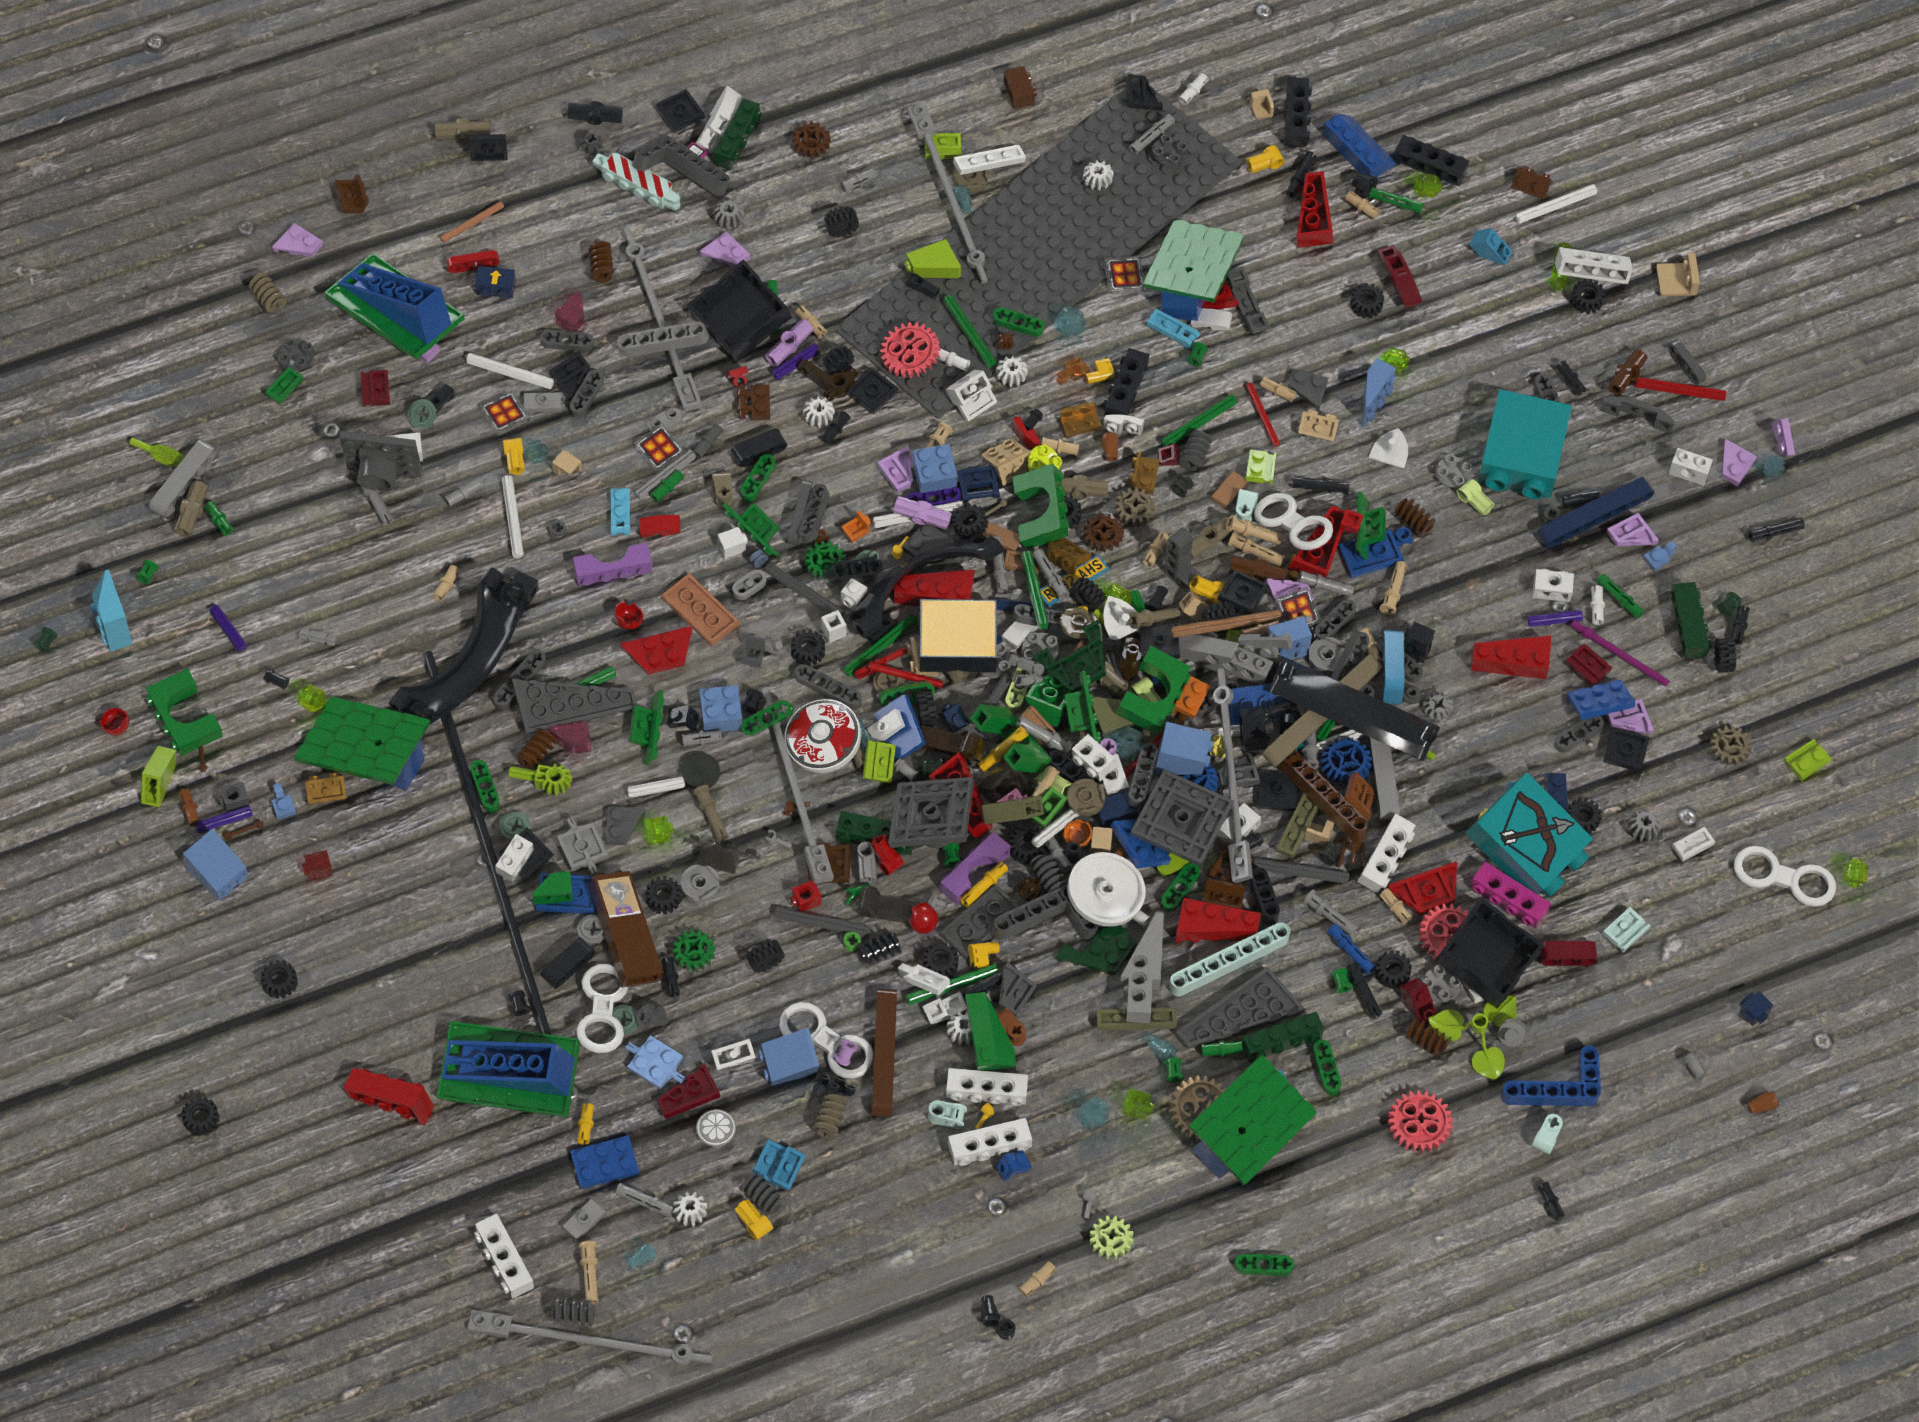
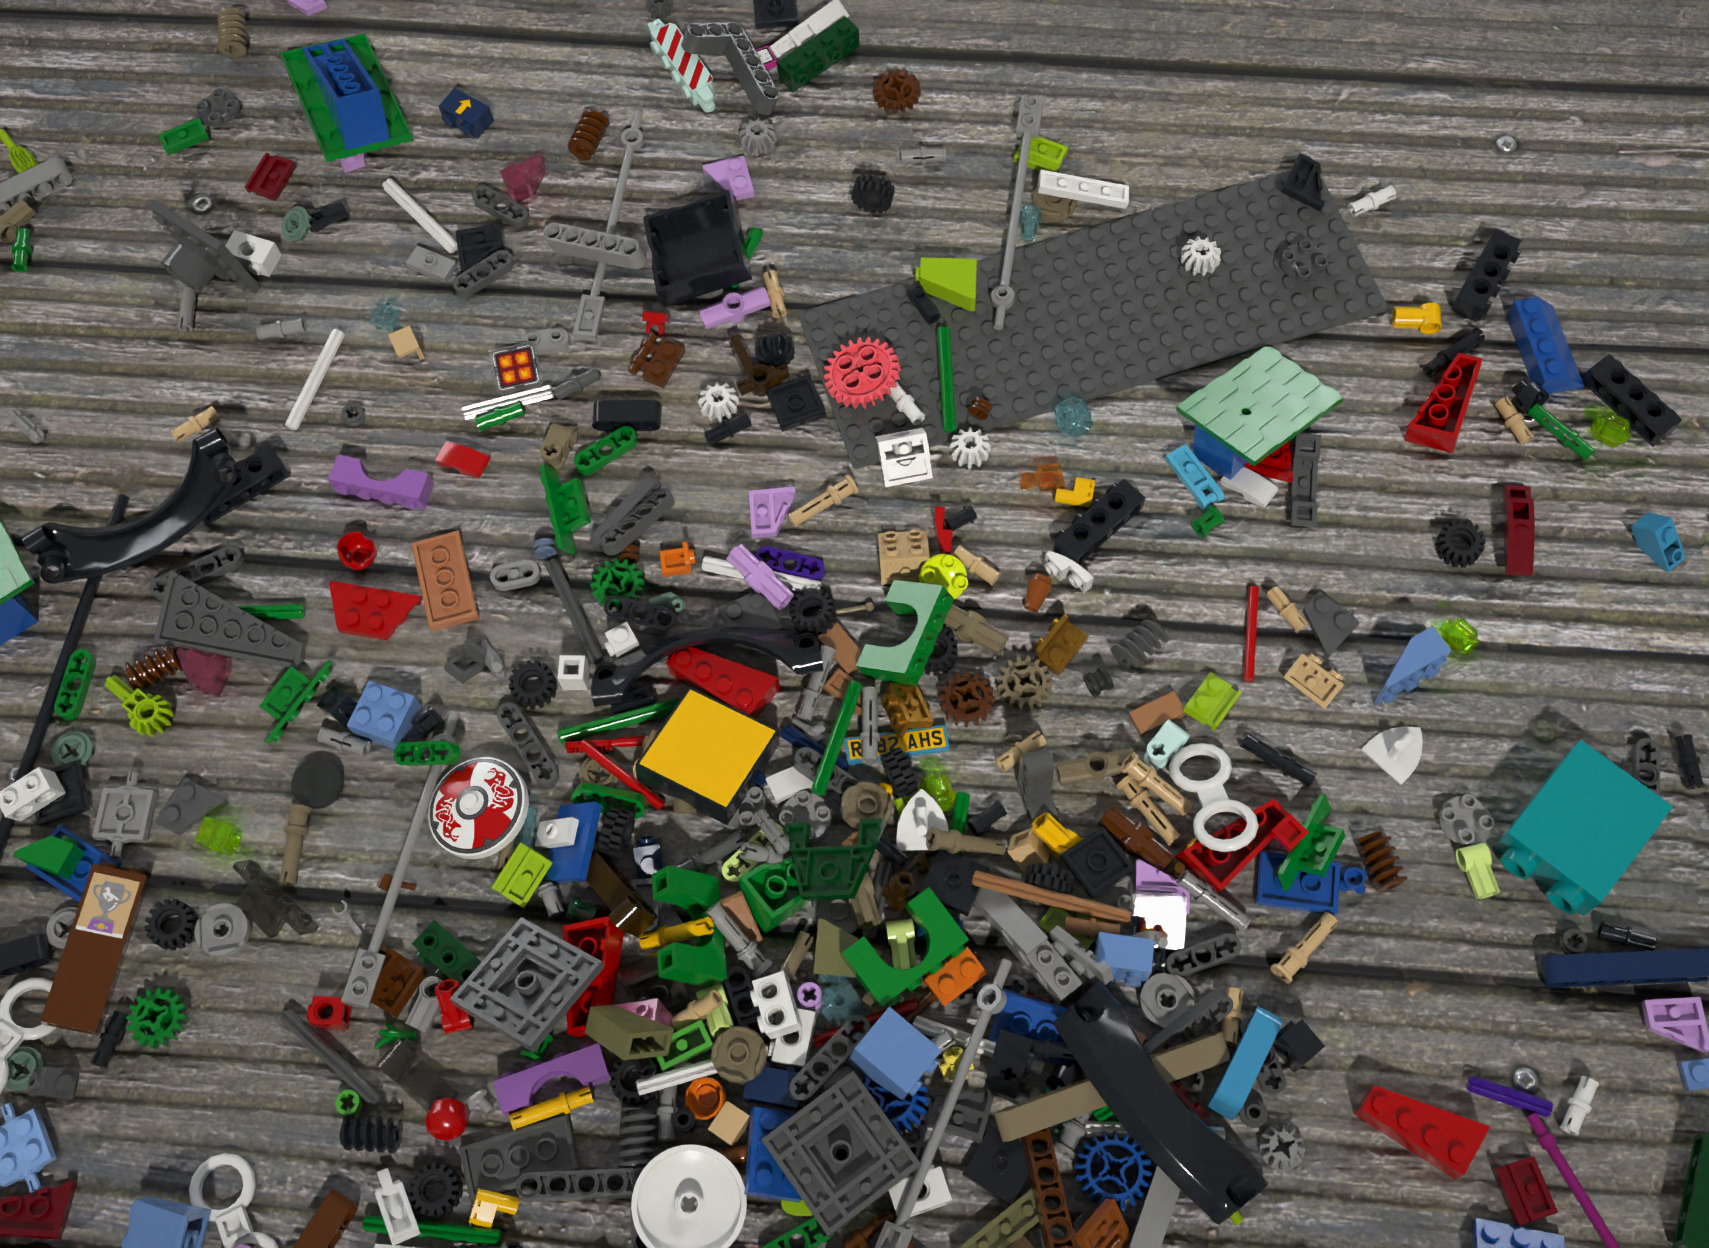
camera: 35 degrees right, 5 degrees up
(465, 262) = (466, 83): red beam -> none
(471, 222) = (488, 41): nougat bar -> none
(504, 413) = (381, 259): tile -> none
(513, 451) = (359, 313): yellow piece -> none
(620, 511) = (432, 424): medium azure plate -> none
(656, 787) = (254, 779): white axle -> none
(732, 542) = (527, 515): white brick -> none
(733, 1054) = (103, 1191): white brick -> none
(765, 955) = (226, 1072): black tyre -> none
(793, 363) = (721, 334): dark purple axle -> none
(897, 549) = (709, 609): yellow hand -> none
(934, 468) = (804, 528): medium blue brick -> none
(978, 478) = (855, 562): dark blue plate -> none
(1019, 87) = (1165, 122): reddish brown brick -> none
(1029, 888) = (601, 1145): dark brown gear -> none
(1033, 321) = (1012, 402): green beam -> none
(1079, 419) = (1019, 542): pearl gold bracket -> none
(1080, 710) = (796, 929): green bracket -> none
(1124, 274) = (1168, 385): tile -> none
(1157, 129) = (1300, 231): light grey pin -> none
(1169, 455) = (1105, 635): dark red slope -> none
(1199, 420) = (1165, 607): green axle -> none
(1255, 840) = (925, 1225): black pin -> none
(1262, 104) = (1447, 250): tan panel -> none
(1560, 592) = (1512, 1046): white brick -> none
(1618, 594) = (1623, 1119): green pin -> none

